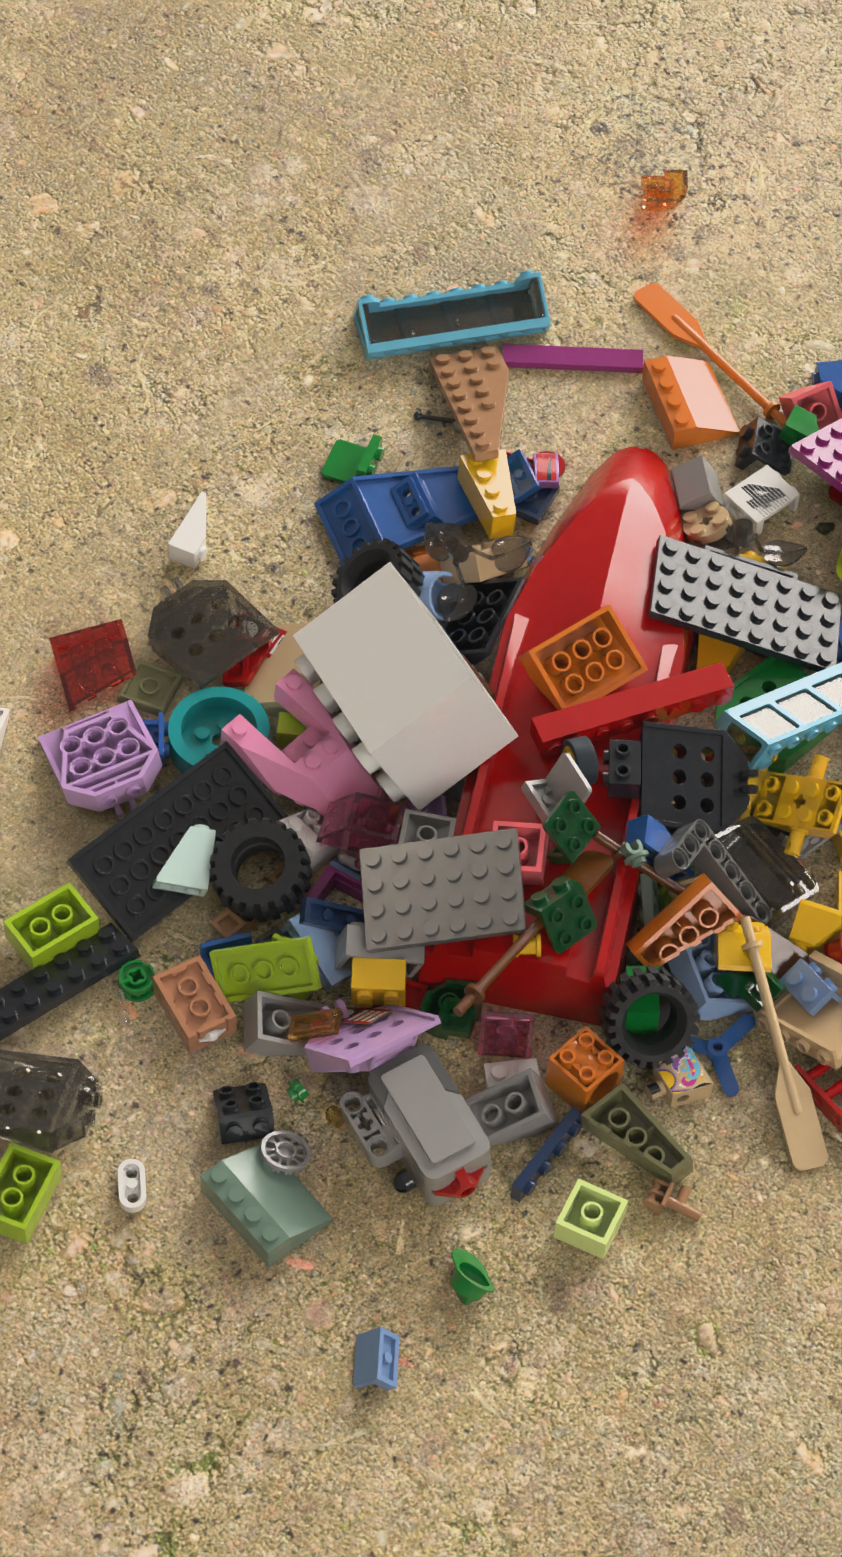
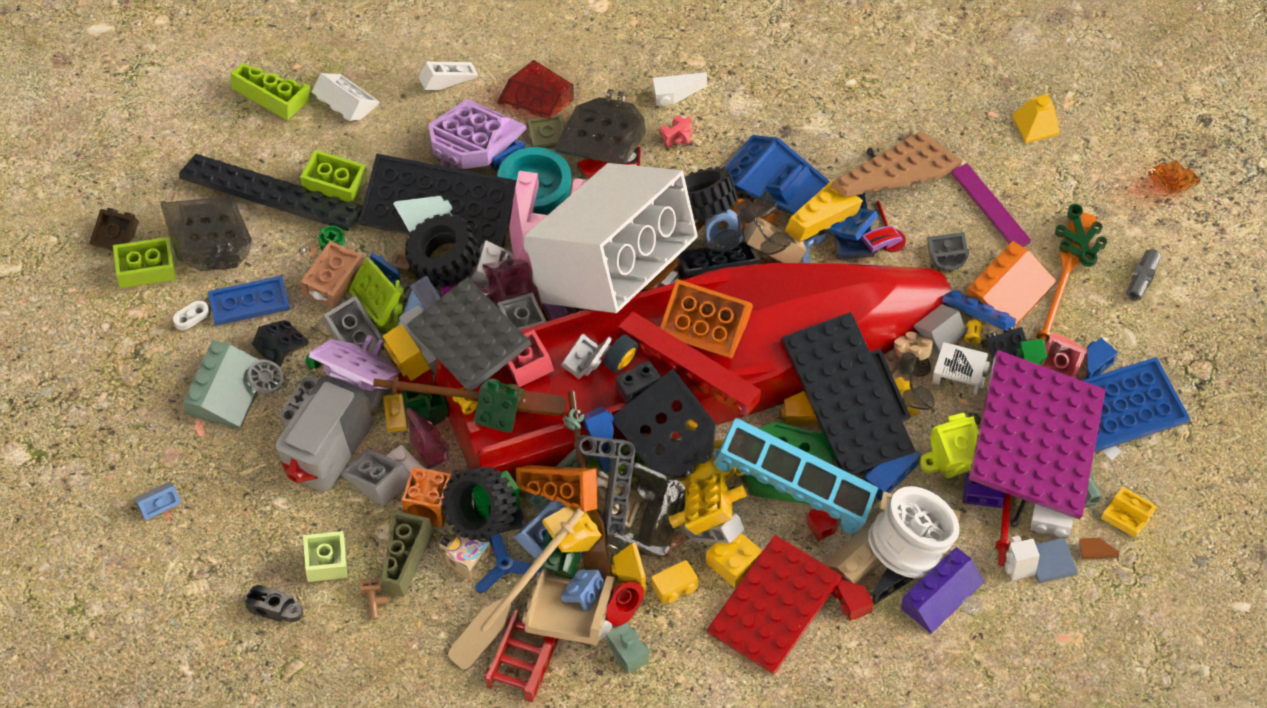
camera: 60 degrees right, 0 degrees up
(157, 1113) = (248, 300): none -> blue plate
(251, 558) = (679, 133): none -> coral hips
(315, 1024) = (353, 337): clear orange tile -> none
(353, 460) = (802, 136): green bracket -> none
(364, 1015) = (382, 358): sticker -> none
(446, 1048) = (394, 413): none -> yellow plate
(452, 317) = (961, 123): window -> none
(469, 1277) = (245, 514): green piece -> none
(494, 254) = (1036, 119): none -> yellow slope
(542, 1161) = (354, 510): dark blue plate -> none
(569, 828) = (560, 371): dark green bracket -> none
(605, 425) = (948, 251): none -> dark grey slope
(631, 1296) = (287, 610): none -> black piece
(700, 315) = (1086, 256): none -> dark green plant
(709, 439) = (979, 310): none -> blue plate
(724, 463) = (973, 332): none -> yellow bush
(758, 287) = (1143, 275): none -> dark grey piece

